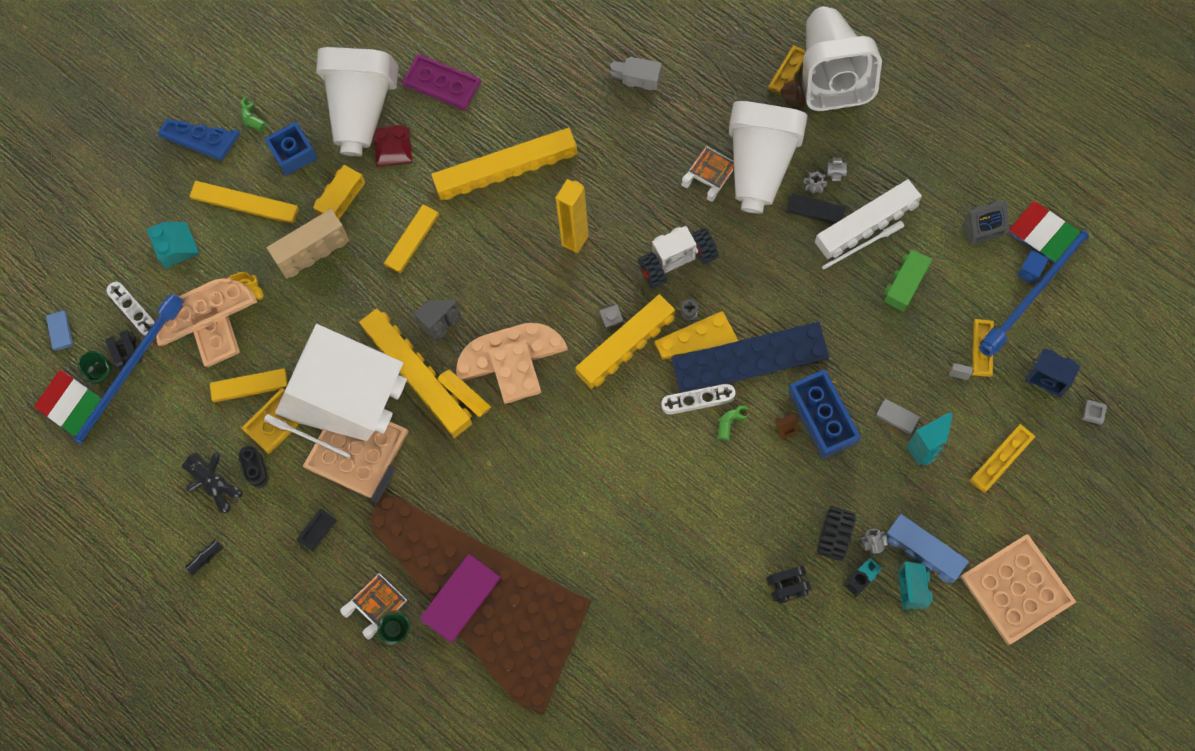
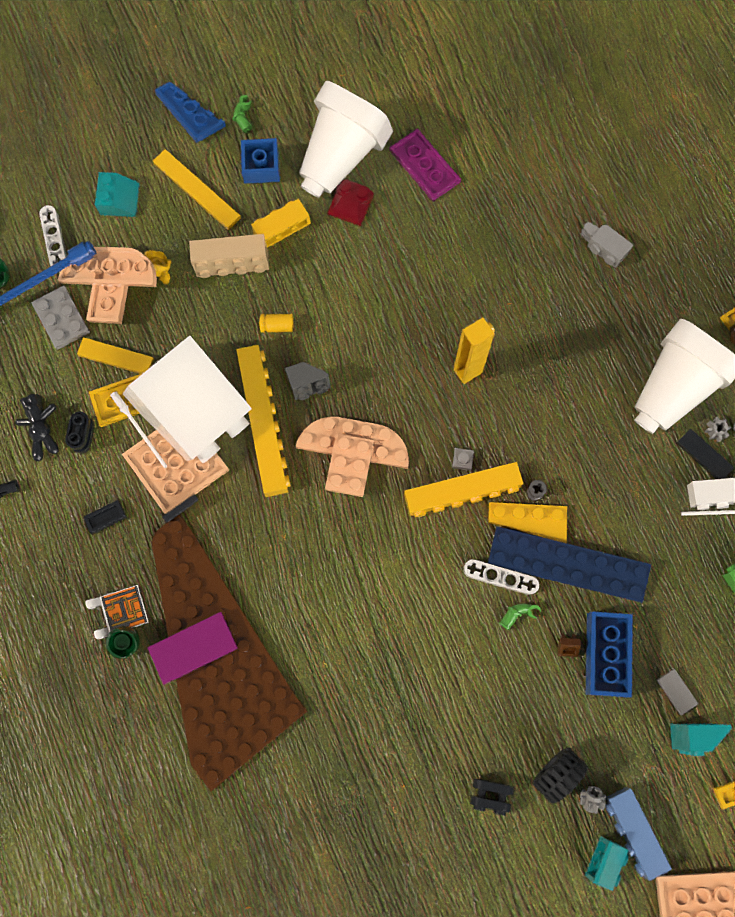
camera: 25 degrees right, 5 degrees up
(128, 341) = (20, 263): black brick -> none
(178, 376) = (60, 317): none -> light grey plate
(382, 282) = (276, 323): none -> yellow piece
(411, 239) = (323, 295): yellow tile -> none
(464, 393) = (294, 461): yellow tile -> none
(504, 164) = (441, 269): yellow brick -> none
(674, 251) = (552, 428): brick -> none
(711, 170) = (626, 368): flag -> none
(862, 577) = (564, 827): leg -> none

